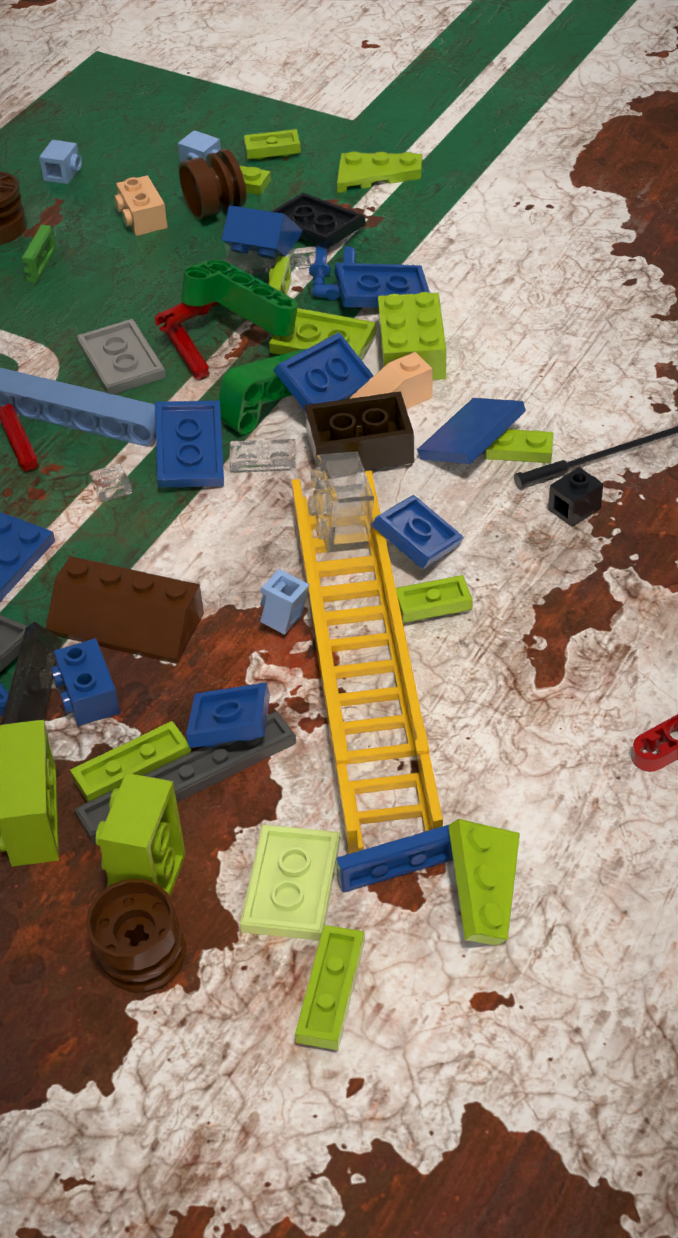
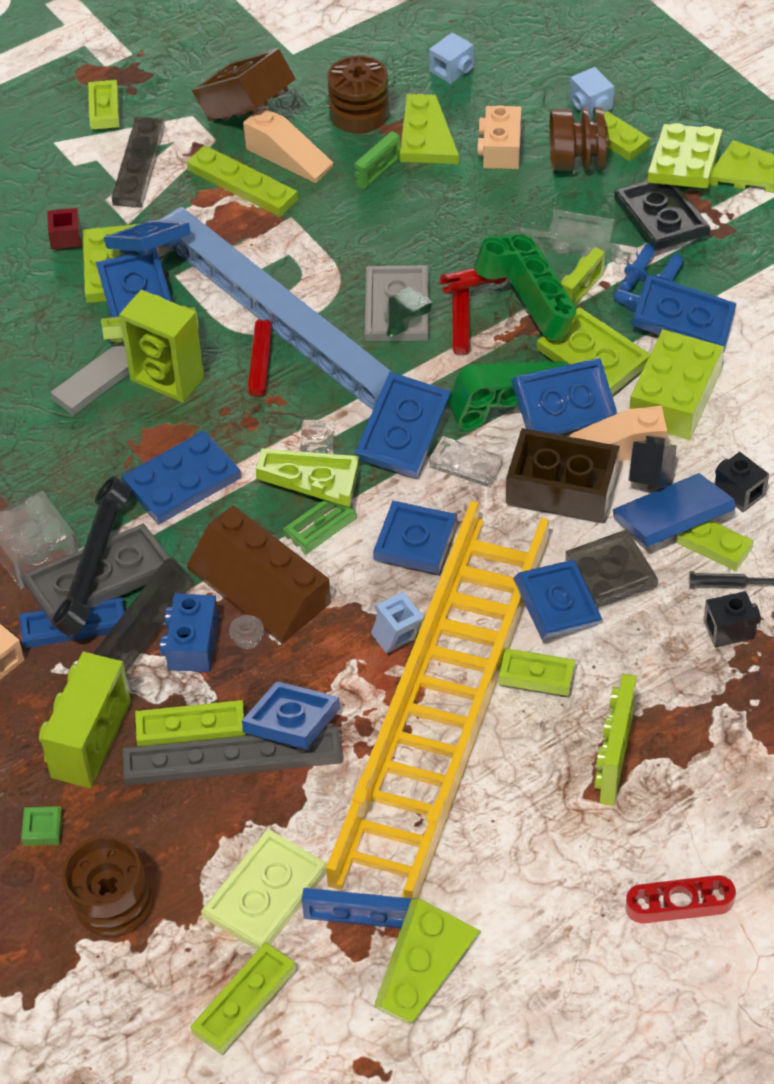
camera: 25 degrees right, 5 degrees up
(28, 913) = (41, 826): none -> bright green tile
(70, 223) = (426, 132): none -> lime wing
(123, 511) = (311, 473): none -> lime wing
(133, 354) = (402, 308): none -> clear green slope
(138, 663) = (248, 638): none -> clear plate
(142, 833) = (148, 806): lime brick -> none
(160, 552) = (323, 526): none -> bright green tile
(253, 530) = (415, 537): none -> blue plate
(259, 232) = (585, 218): blue slope -> none
(272, 144) = (669, 105): lime plate -> none
(309, 174) = (685, 155): none -> lime plate
(341, 501) = (496, 543): clear brick -> none
(432, 397) = (652, 461): none -> black brick
(449, 492) = (613, 568): none -> clear smoke plate
(515, 385) = (742, 480): none -> black brick
(547, 620) = (615, 736): none -> lime plate

